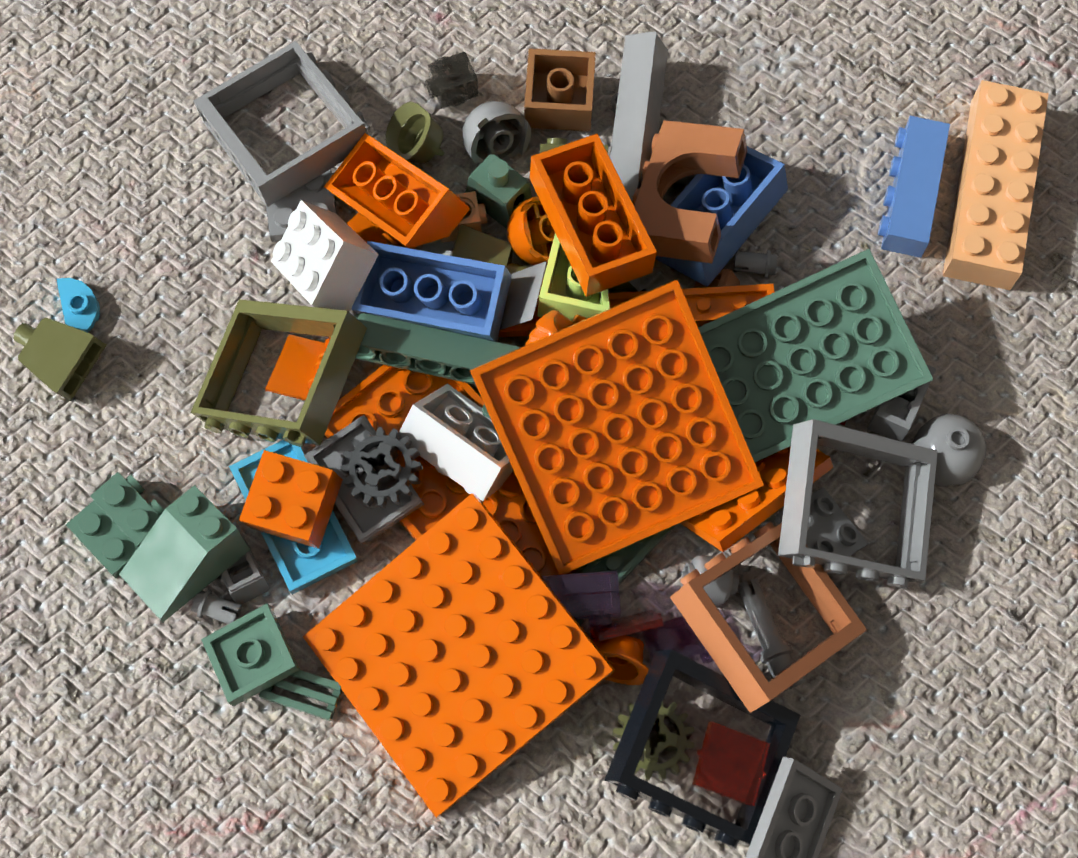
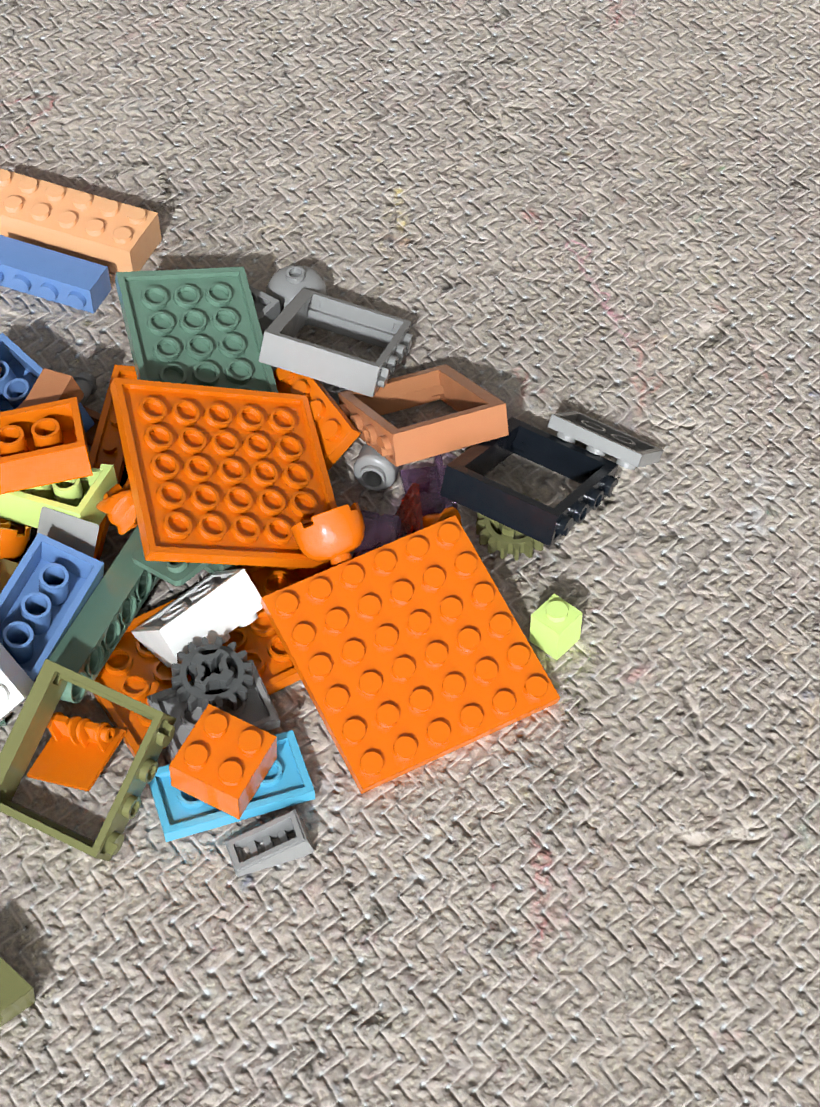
camera: 80 degrees left, 20 degrees down
(115, 521) = (199, 951): sand green plate -> none
(183, 553) = (253, 879): slope -> none
(215, 607) = (311, 870): light grey pin -> none
(250, 654) = (373, 832): sand green plate -> none
(332, 701) = (430, 775): sand green tile -> none
(519, 801) = (555, 626): none -> yellowish green brick
(563, 544) = (331, 534): none -> orange cylinder
(731, 764) = (549, 457): clear red piece -> none

